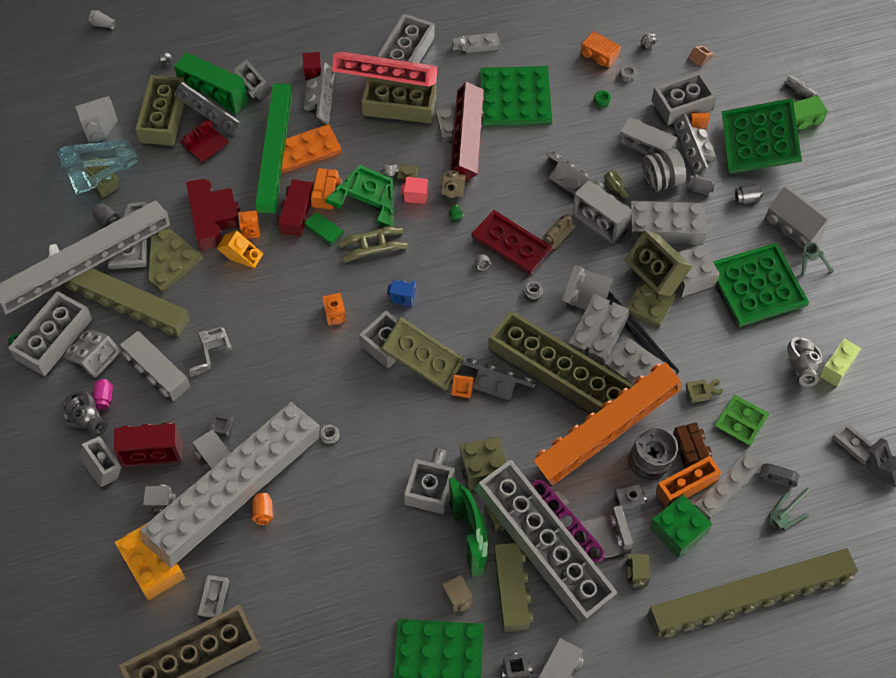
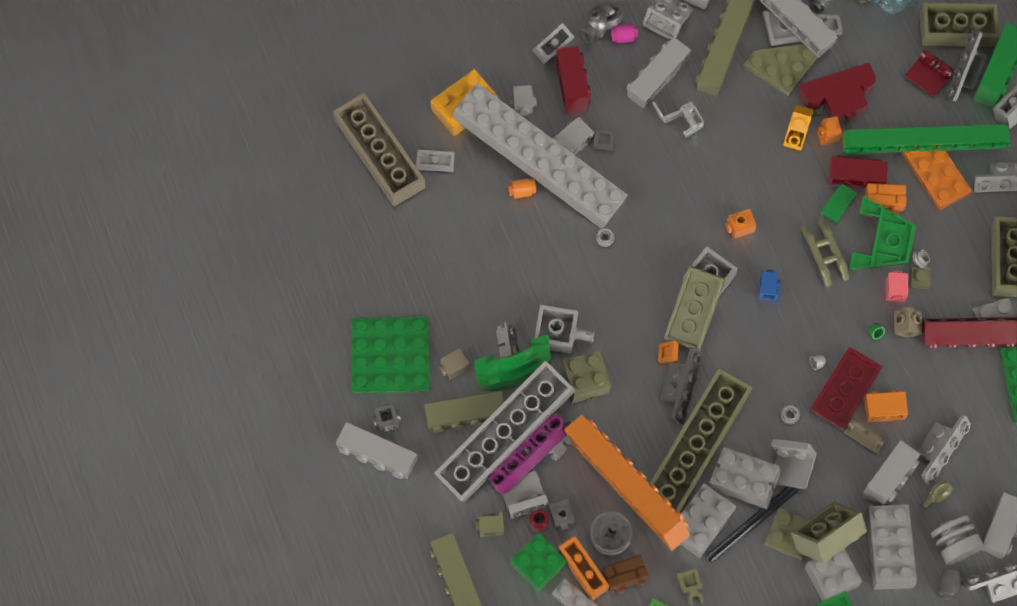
camera: 85 degrees right, 10 degrees up
(429, 539) = (507, 335): none -> light grey hinge
(531, 211) = (885, 406): none -> orange brick
(637, 520) = (539, 515): none -> dark red brick

